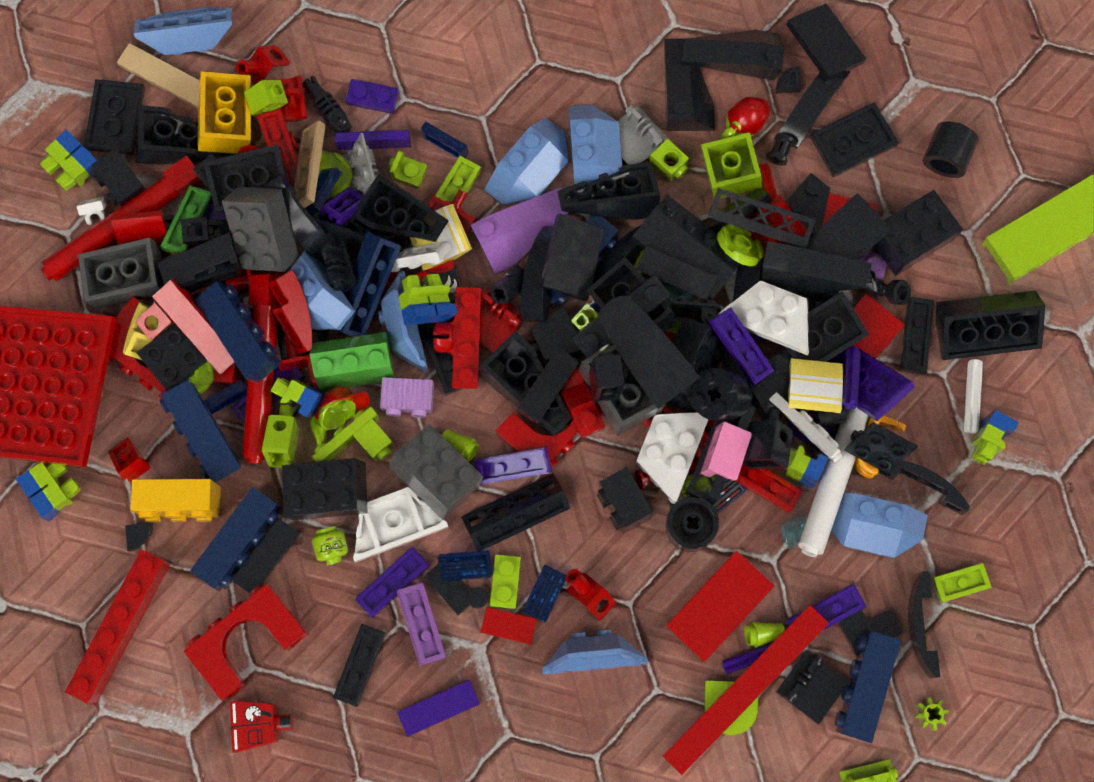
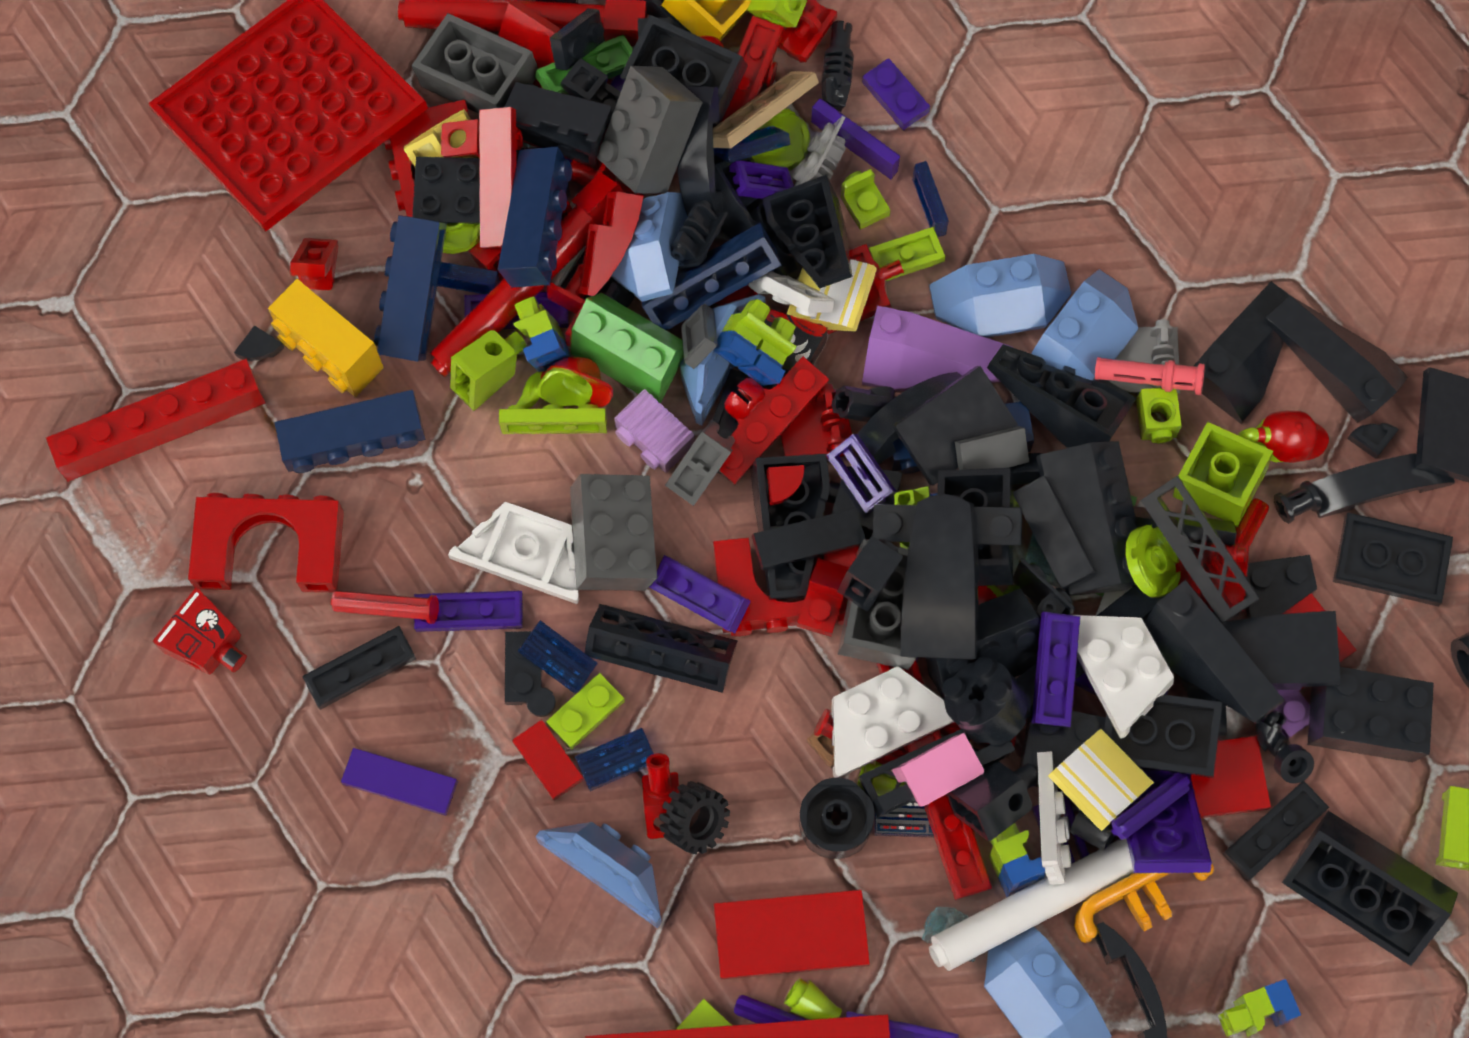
camera: 40 degrees right, 5 degrees down
(46, 490) = (210, 224): lime hips -> none
(169, 209) = (577, 39): none -> black plate
(266, 556) = (366, 474): black tile -> none
(324, 489) = (483, 454): black brick -> none
(329, 545) = (437, 517): lime head -> none
(344, 619) = (386, 605): none -> red axle
(374, 441) = (578, 448): lime brick -> none
(389, 323) = (699, 336): none -> dark grey tile
(421, 624) = (458, 678): medium lavender plate -> none
(451, 393) = (700, 464): none -> dark grey hinge
(463, 444) = (667, 531): lime cone -> none
(508, 366) = (783, 482): none -> red tile
(546, 316) = (887, 487): none -> tile
(604, 254) = (993, 450): none -> dark grey tile
(618, 589) = (680, 813): none -> black tyre
(624, 501) = (785, 729): black brick -> none
(658, 137) = (1168, 376): none -> coral pin
(880, 447) = (1114, 907): black hinge -> none
(973, 396) = (1281, 950): white axle -> none

